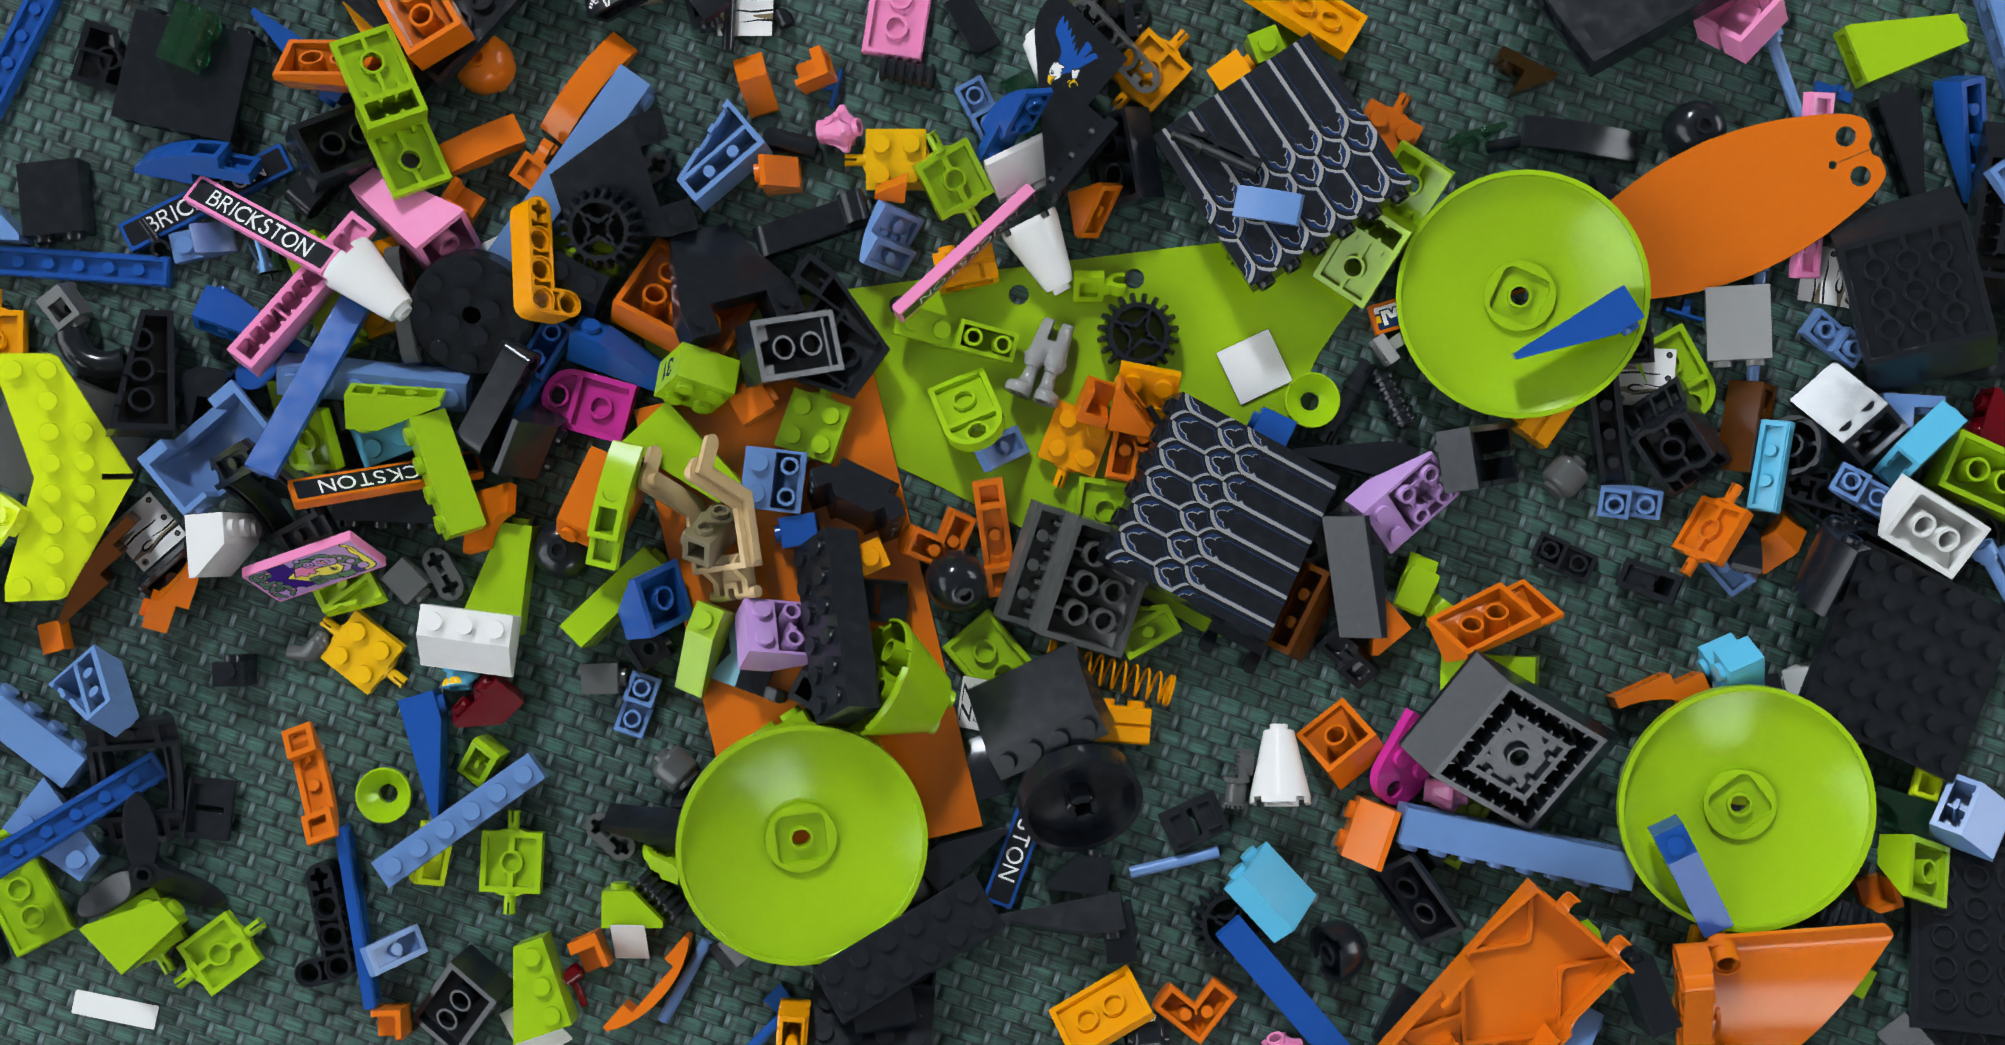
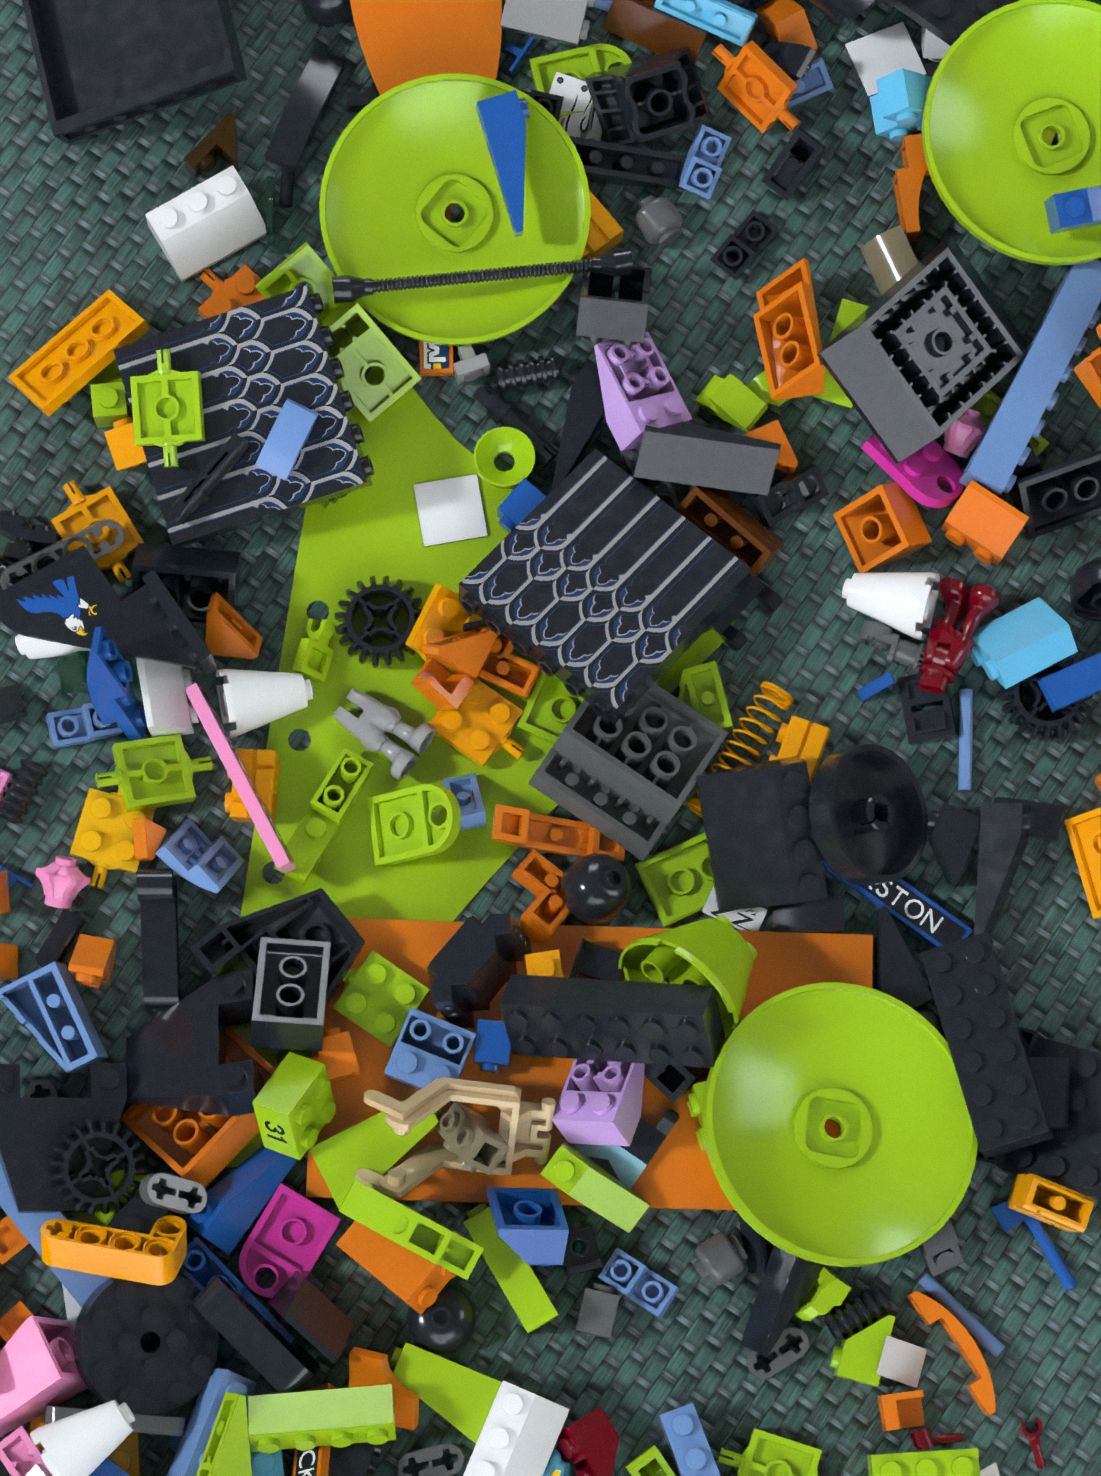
camera: 80 degrees left, 10 degrees down
(588, 298) = (171, 1200): none -> beam
(1199, 774) = (876, 686): none -> blue piece
(1248, 828) = (946, 646): none -> dark red piece
(1268, 94) = (167, 408): none -> lime plate
(1450, 83) = (206, 223): none -> white slope
(1511, 446) = (613, 263): none -> black hose
(1585, 688) = (889, 257): none -> dark tan brick
(1774, 635) = (884, 54): none -> white sticker

